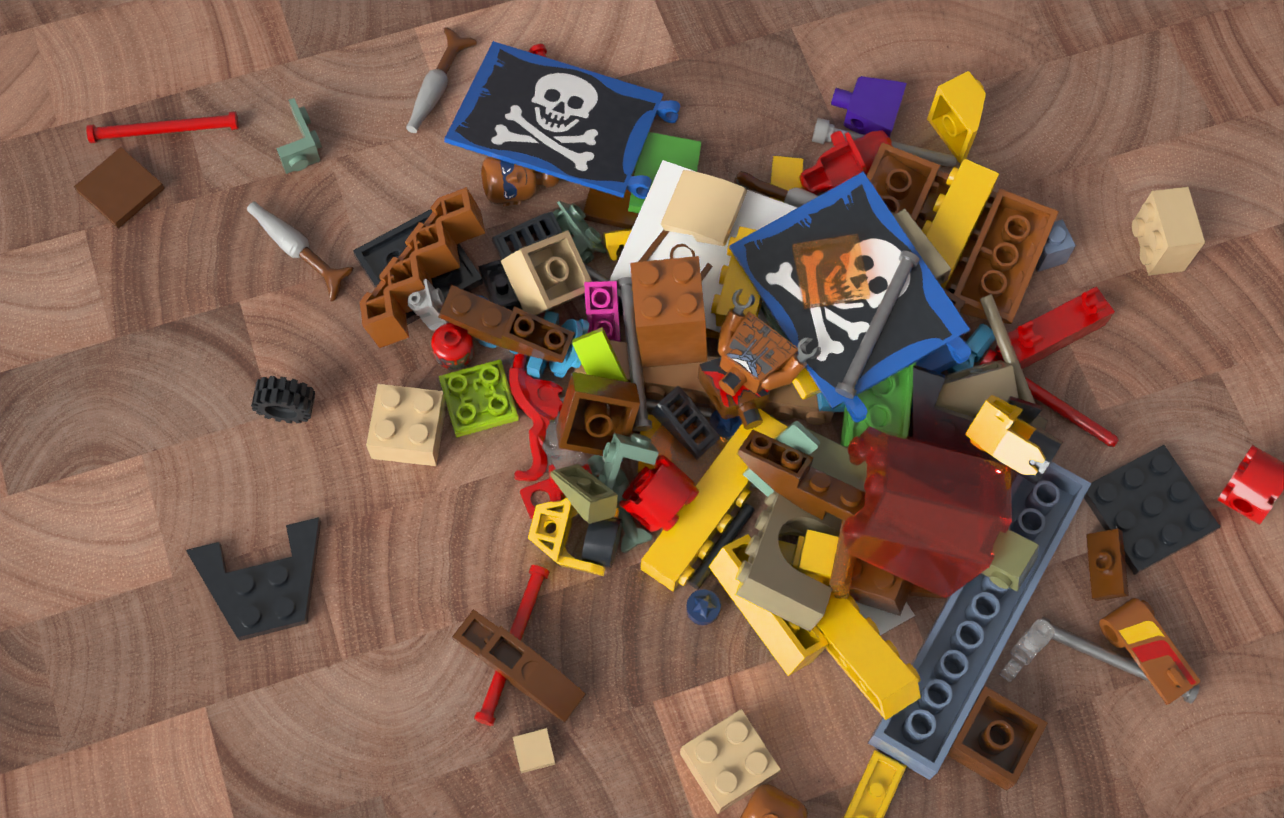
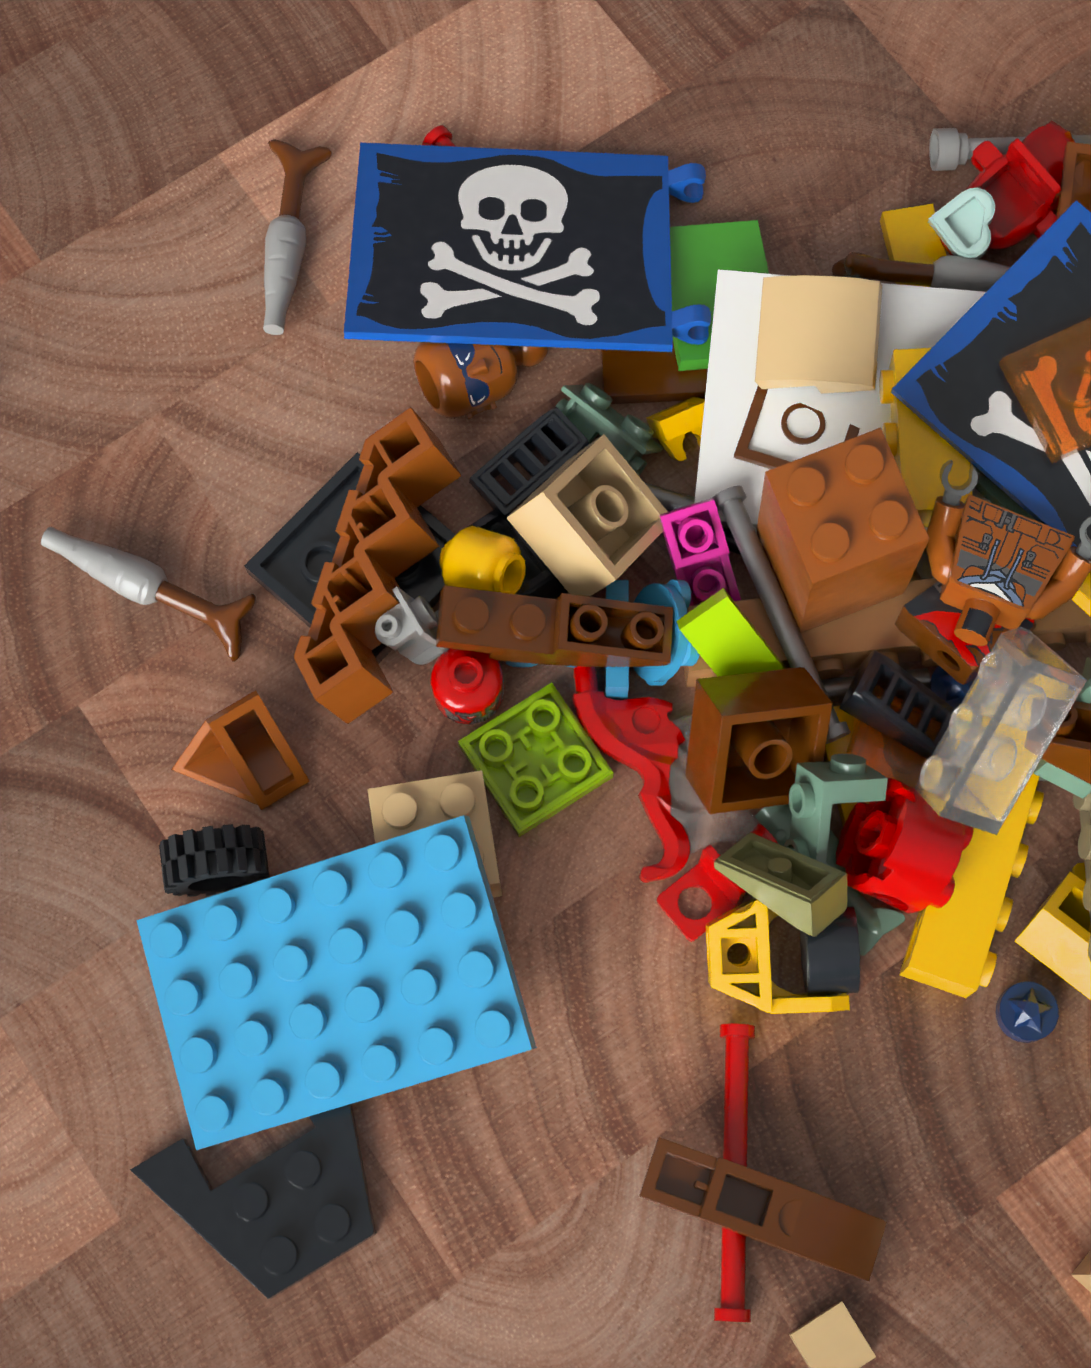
camera: 10 degrees left, 5 degrees up
(302, 152) = (104, 419): sand green bracket -> none
(318, 349) = (243, 754): none -> dark orange slope
(326, 480) = (335, 983): none -> dark azure plate
(481, 280) = (482, 561): none -> yellow head
(722, 440) = (999, 731): none -> clear slope
(727, 537) = (1022, 895): black bar -> none
(813, 172) = (965, 223): none -> light aqua tile
(871, 104) = (1013, 84): dark purple torso -> none

